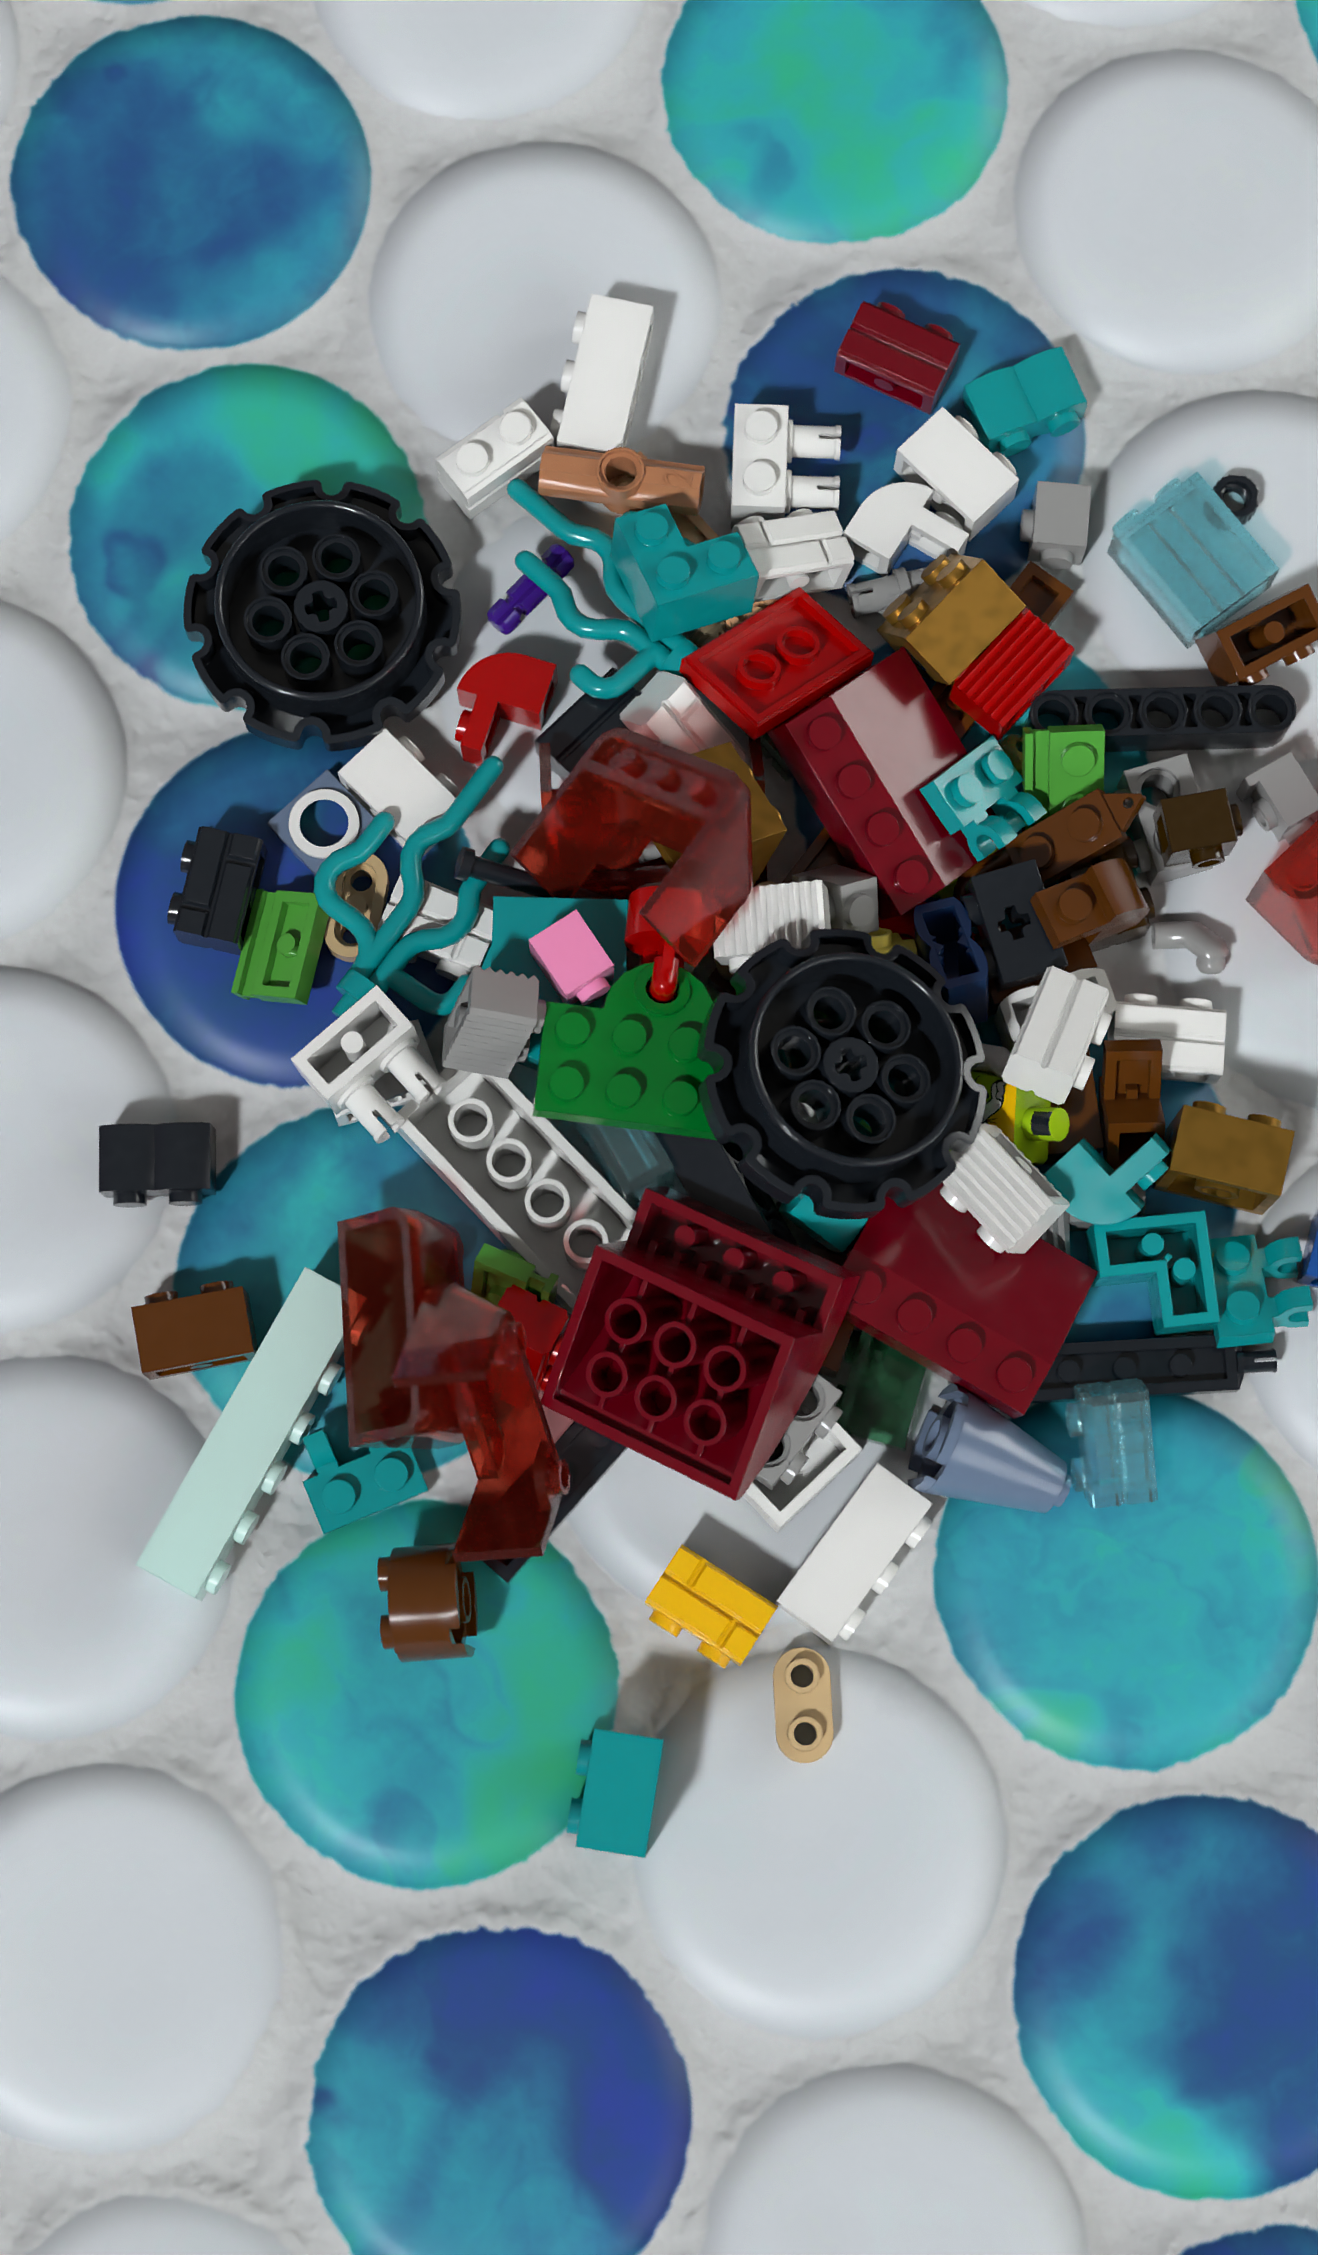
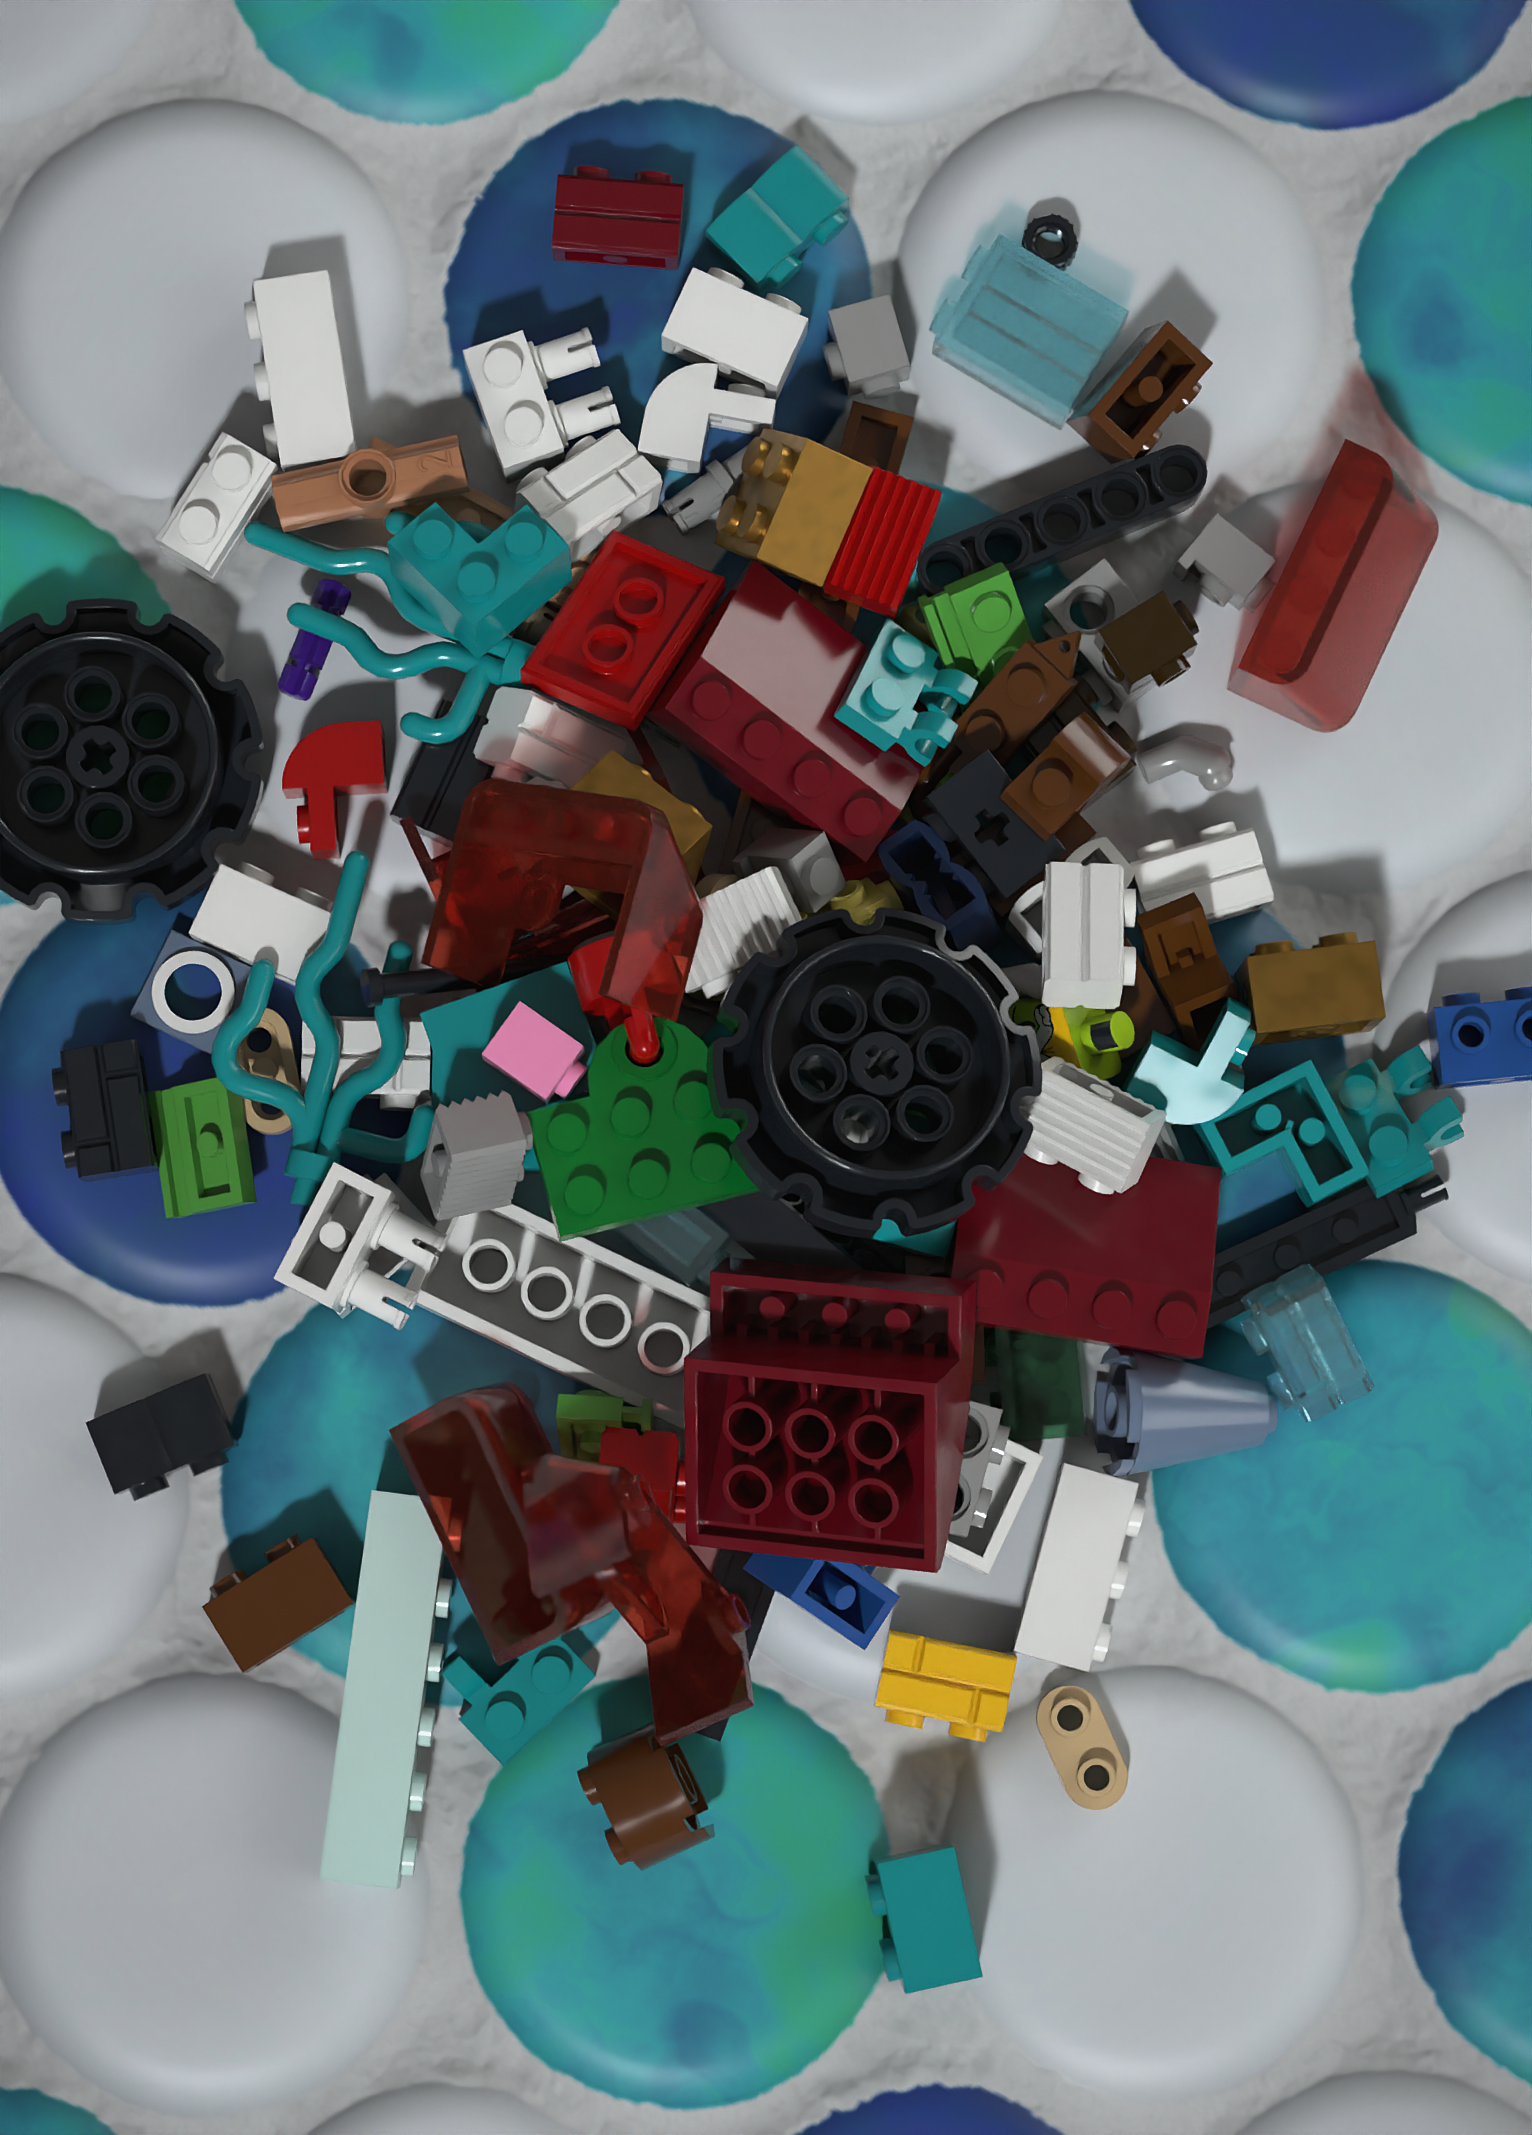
camera: 25 degrees left, 5 degrees up
(644, 1490) = (830, 1591): none -> blue brick

